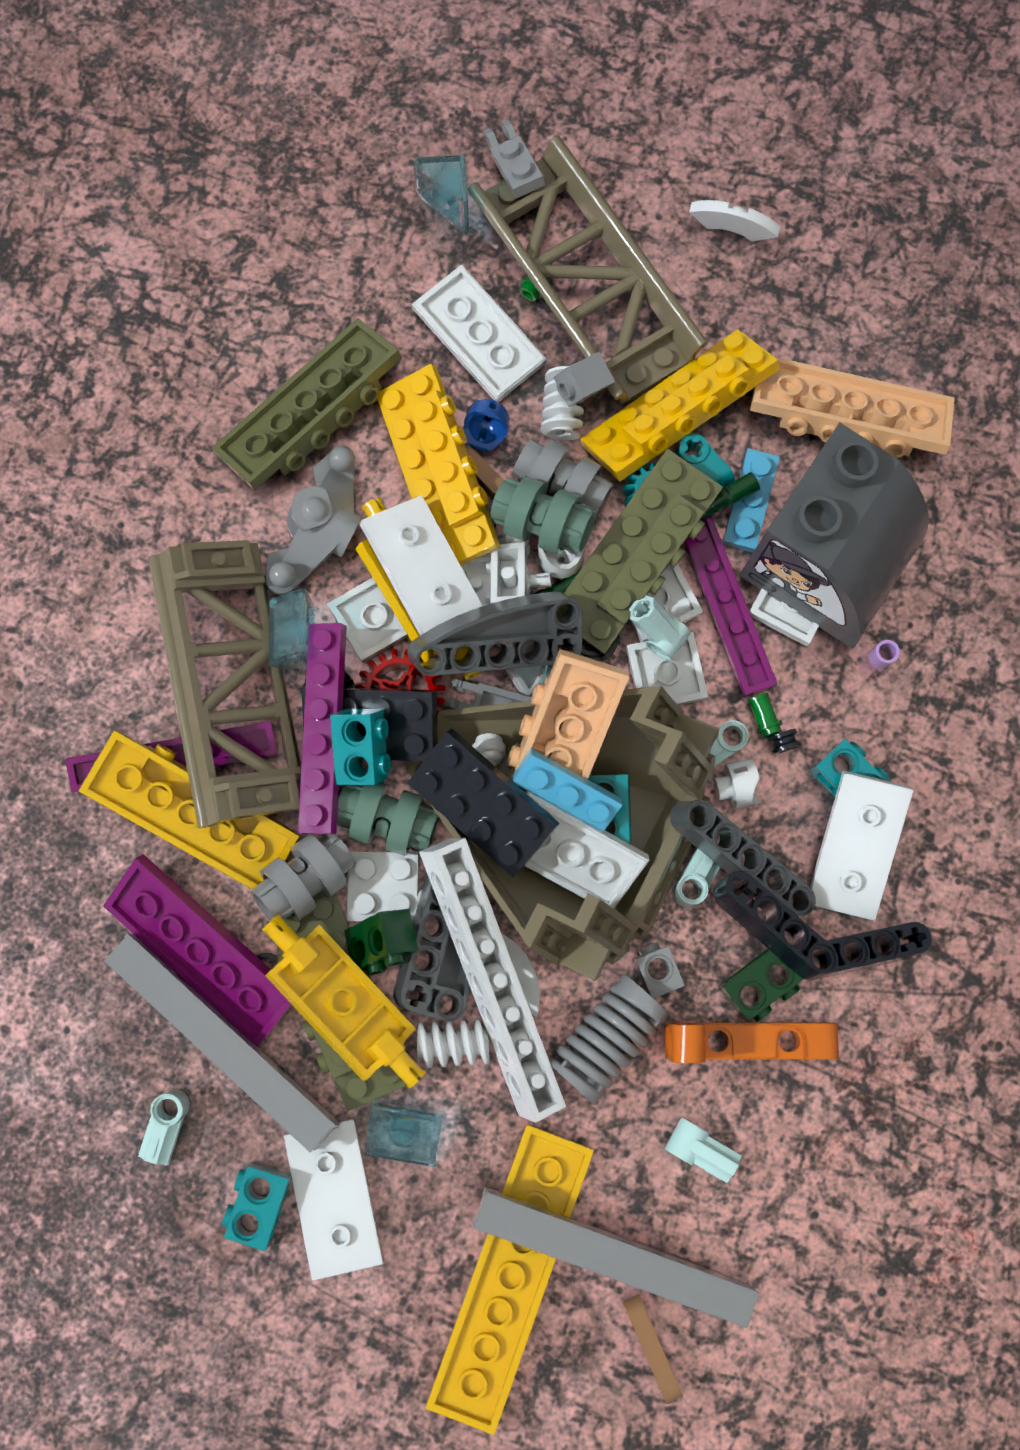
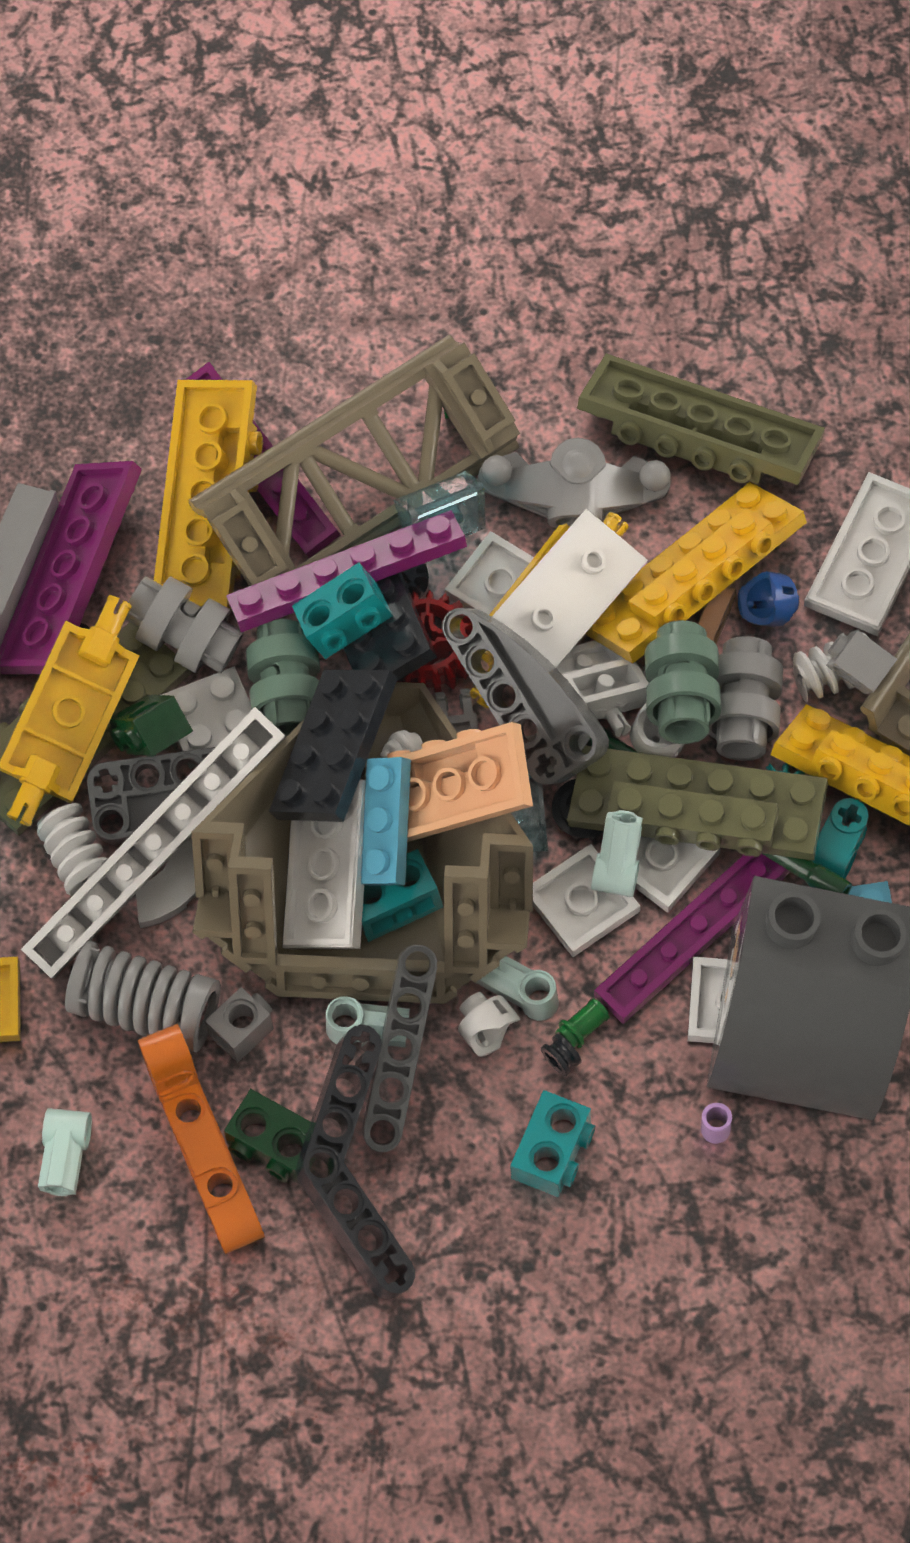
camera: 75 degrees right, 15 degrees down
(859, 844) = (474, 1173): white plate -> none

